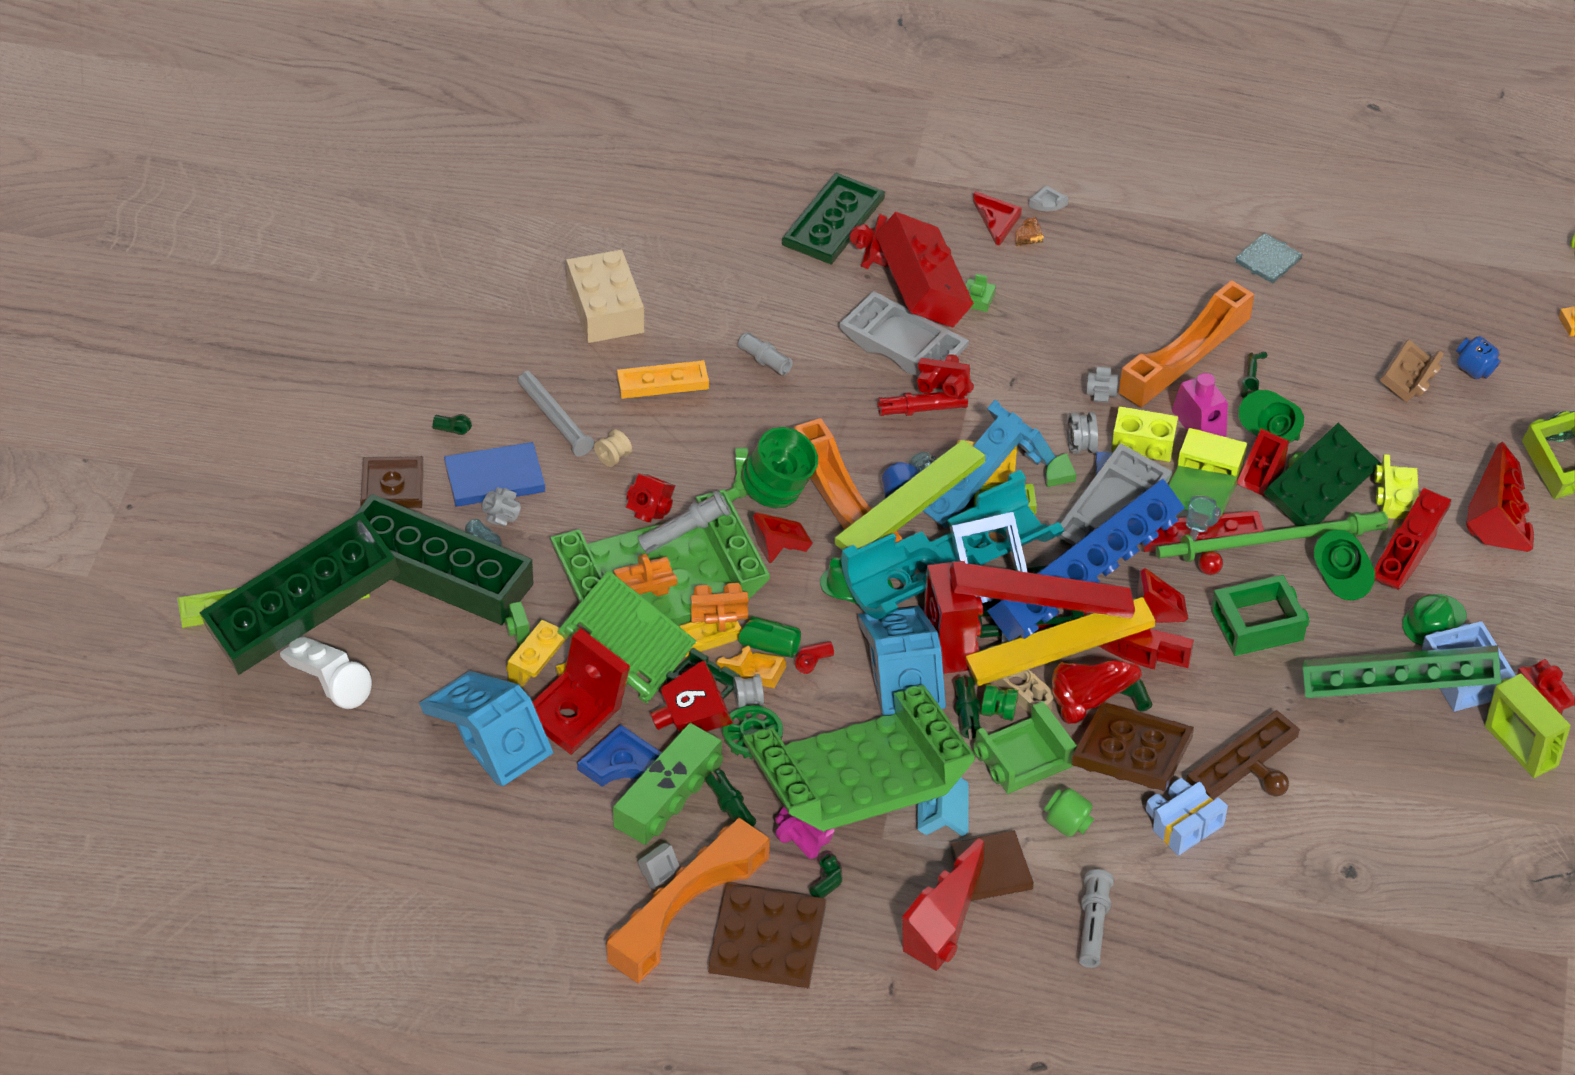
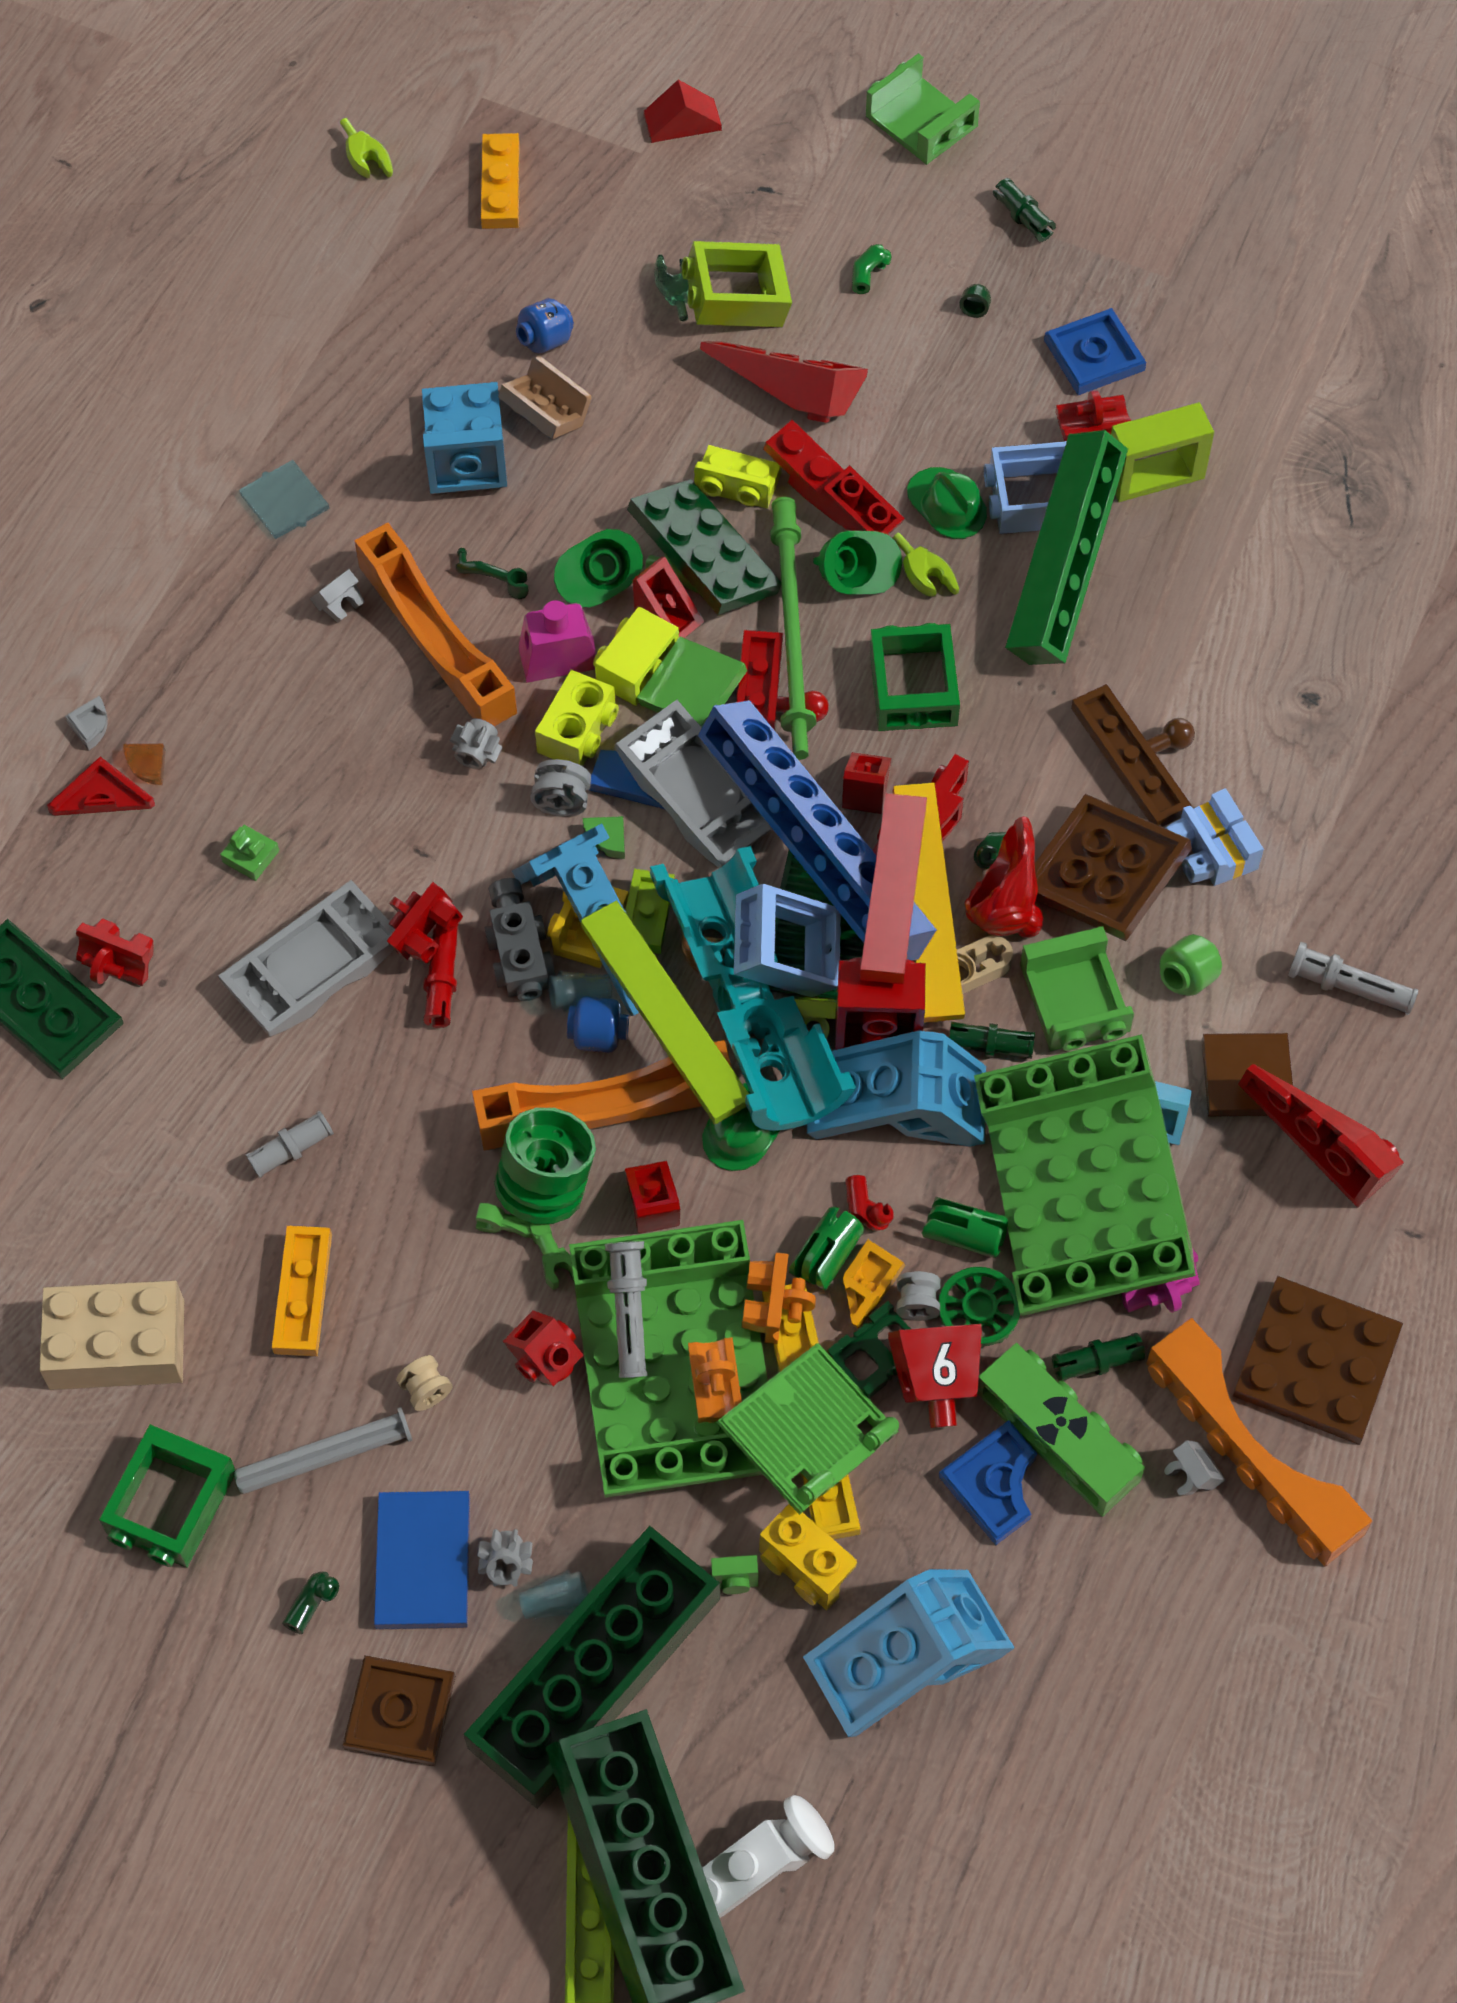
camera: 75 degrees left, 15 degrees up
(499, 360) = (186, 1455): none -> green window
(589, 687) = (891, 1495): red bracket -> none
(809, 714) = (965, 1227): none -> green arm
(830, 876) = (1240, 1264): dark green arm -> none
(924, 269) = (207, 899): red brick -> none
(944, 434) = (517, 938): none -> dark grey brick
(1007, 702) = (998, 997): green wheel -> none
(1196, 291) = (340, 589): none -> light grey tile
(1201, 514) = (751, 684): clear light blue piece -> none
(1355, 338) = (463, 438): none -> dark azure bracket
(1365, 608) = (921, 563): none -> lime hand

